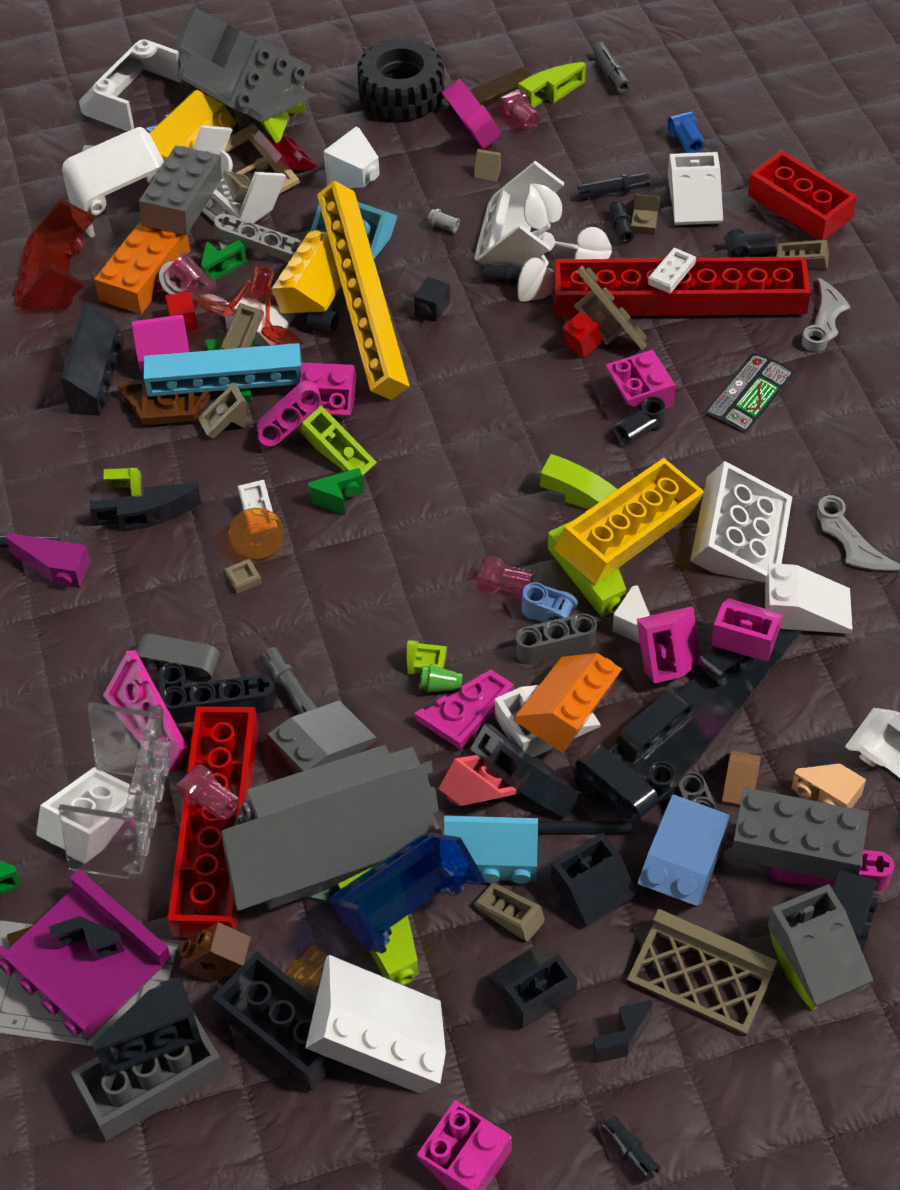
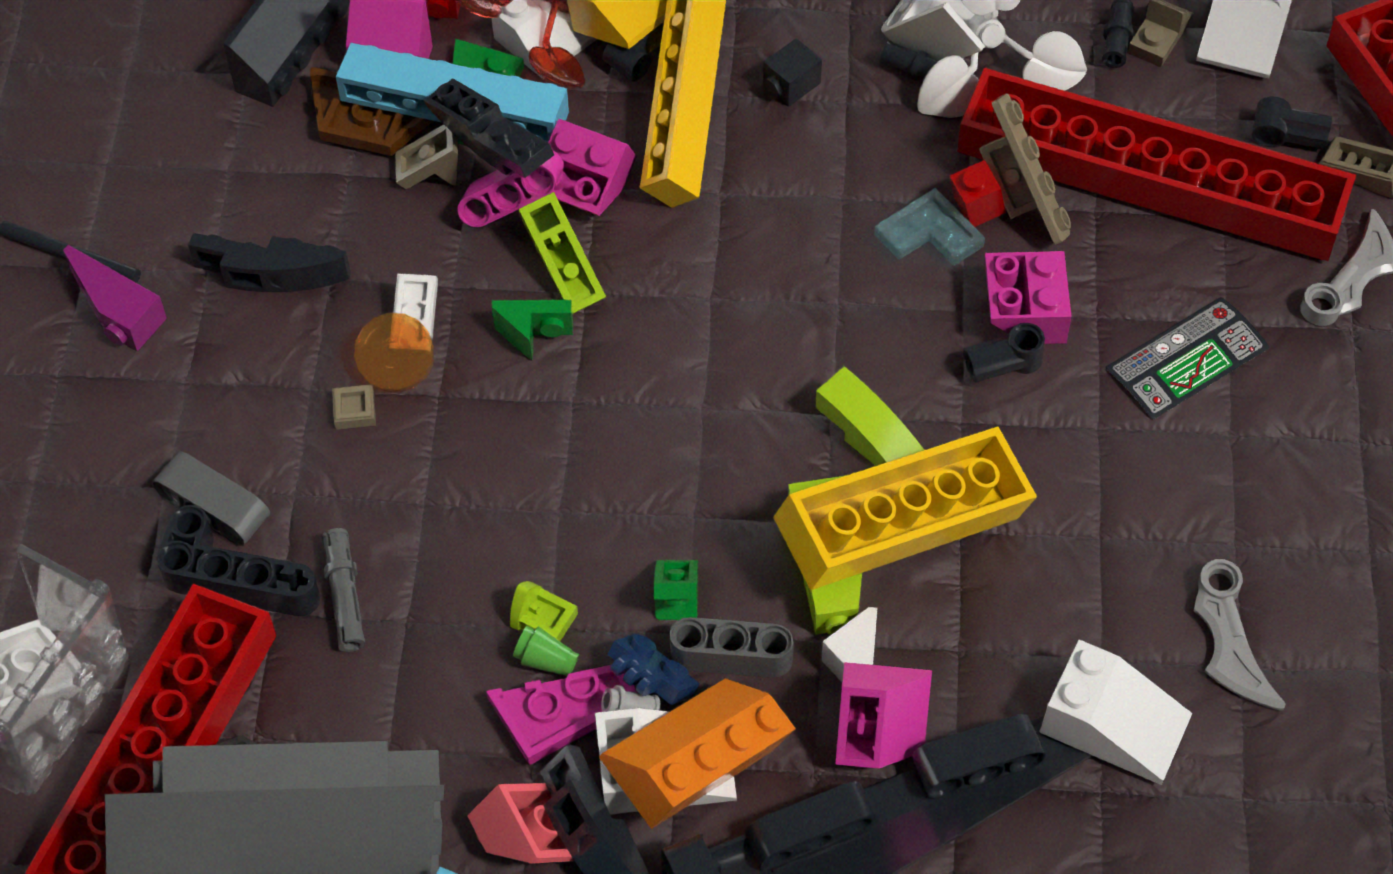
camera: 20 degrees right, 5 degrees up
(124, 479) = (265, 214): lime tile -> none
(134, 689) = (132, 564): dark pink wing -> none
(202, 788) = (143, 711): clear pink piece -> none
(242, 327) = (503, 41): dark tan tile -> none
(262, 382) = (485, 130): none -> black slope
(319, 738) = (346, 686): dark grey slope -> none
(497, 575) = (694, 524): clear pink piece -> none
(501, 662) = (644, 664): none -> dark blue hinge
(503, 686) = (619, 699): none -> light grey pin
(504, 617) = (676, 589): none -> green slope
(547, 603) = (749, 597): medium blue piece -> none
(558, 359) = (931, 220): none -> clear light blue plate
(671, 270) = (1142, 138): white plate -> none
(740, 525) = (1075, 563): white slope -> none
(746, 629) = (996, 730): dark pink slope -> none

